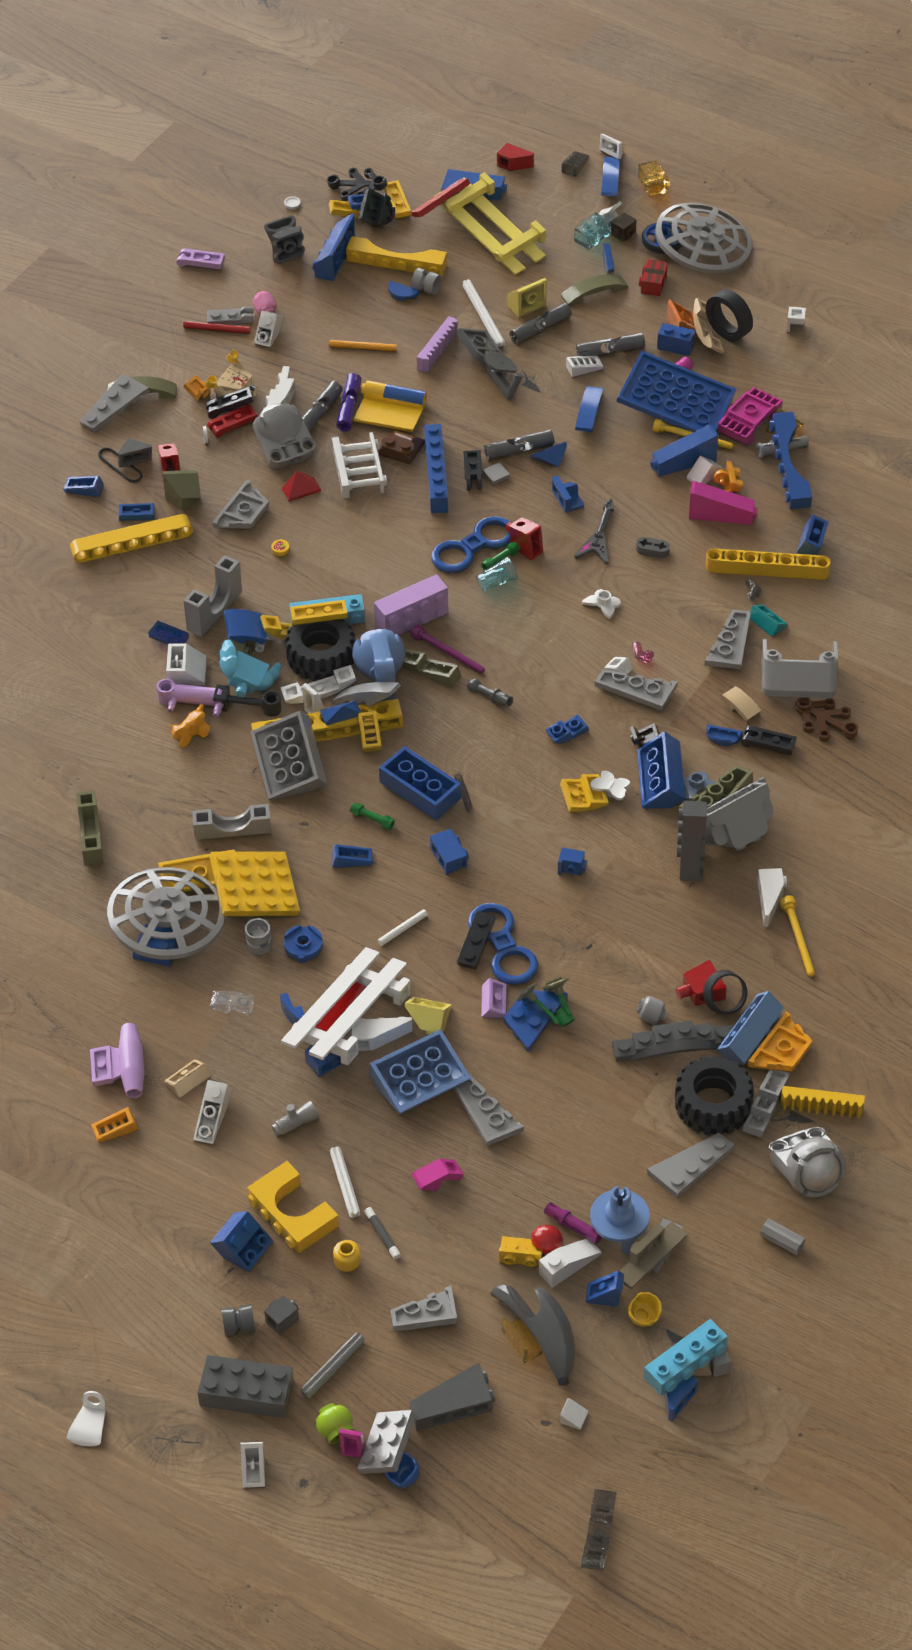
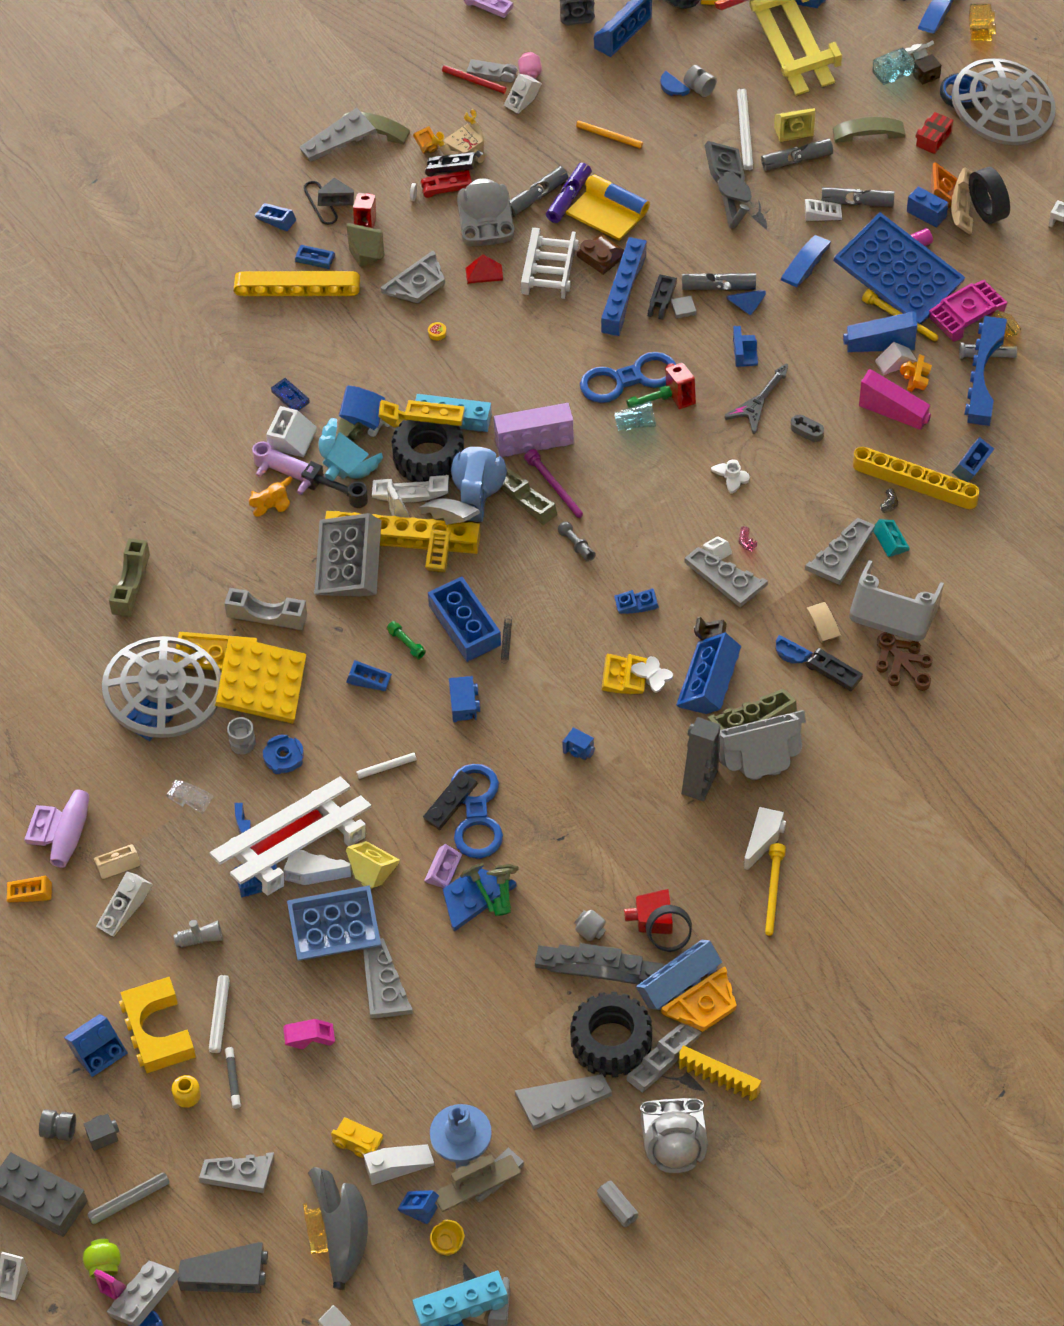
camera: 20 degrees right, 5 degrees up
(204, 612) = (364, 362): light grey arch -> none
(284, 391) = (510, 165): white slope -> none
(340, 712) = (416, 523): blue slope -> none
(365, 252) = (652, 34): yellow arch -> none
(437, 344) = (681, 152): lavender gear -> none
(547, 1238) = (384, 1133): red hair -> none
(566, 1219) = (413, 1118): magenta pin -> none
(608, 260) = (895, 100): blue tile -> none
(695, 783) = (740, 694): sand blue animal -> none

